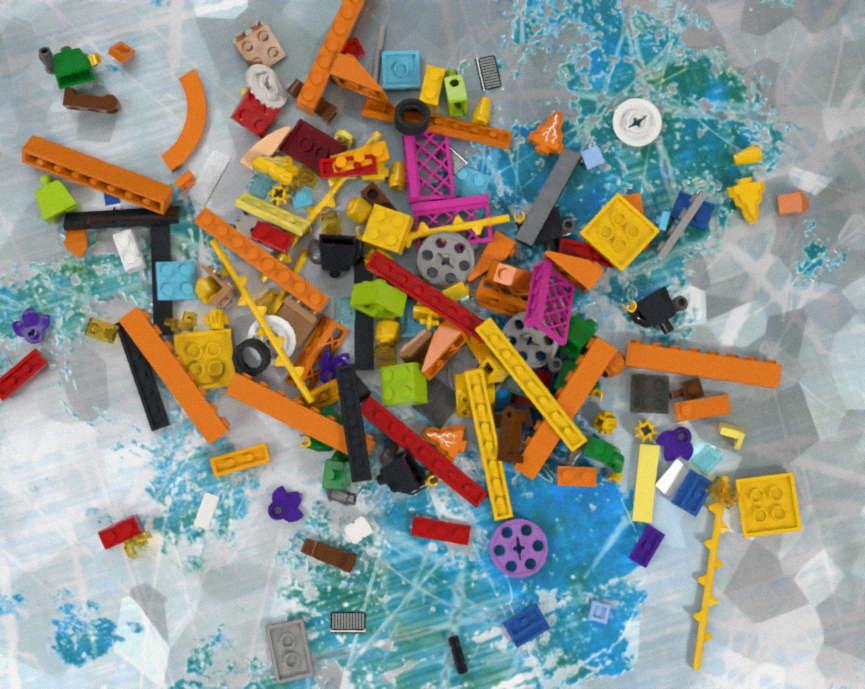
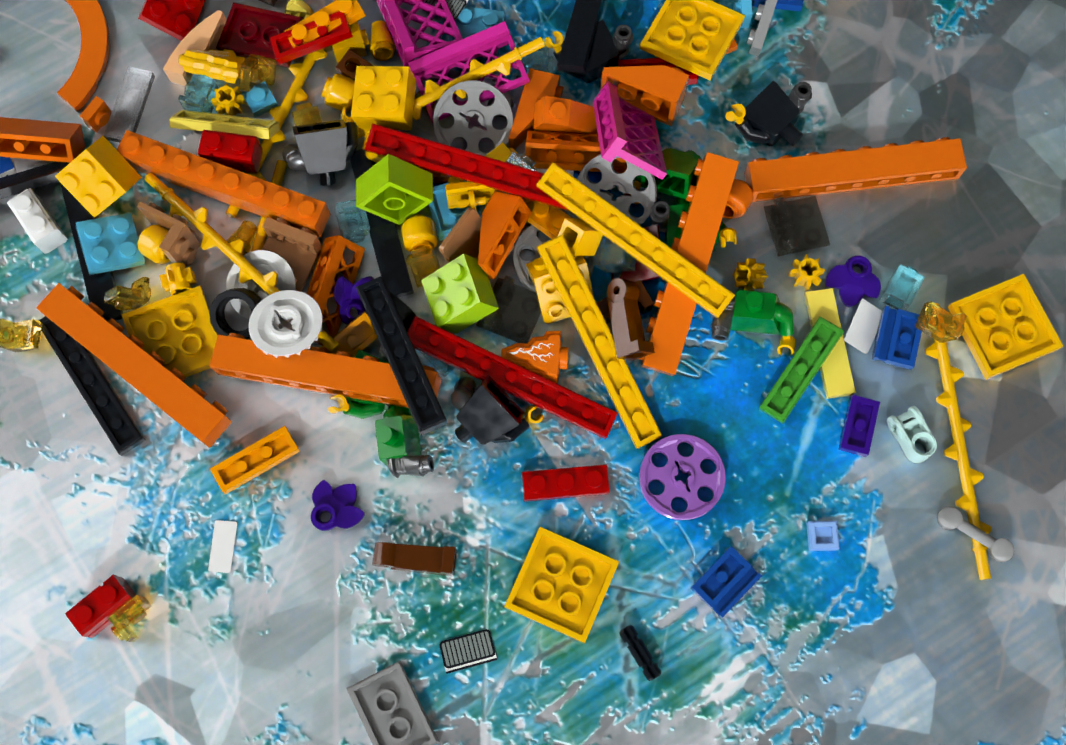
camera: 15 degrees left, 10 degrees down
(178, 235) = (98, 176): none -> yellow brick
(288, 367) = (291, 307): none -> white gear
(358, 530) = (447, 507): white brick -> none
(419, 598) = (561, 584): none -> yellow plate
(576, 476) = (732, 356): orange brick -> none
(620, 497) = (801, 370): none -> bright green tile
(680, 560) = (908, 430): none -> light aqua piece
(686, 625) = (999, 549): none -> light grey bar
(689, 390) = (846, 207): reddish brown plate -> none
(700, 408) = (869, 226): orange slope -> none
(732, 431) = (934, 243): light yellow tile -> none

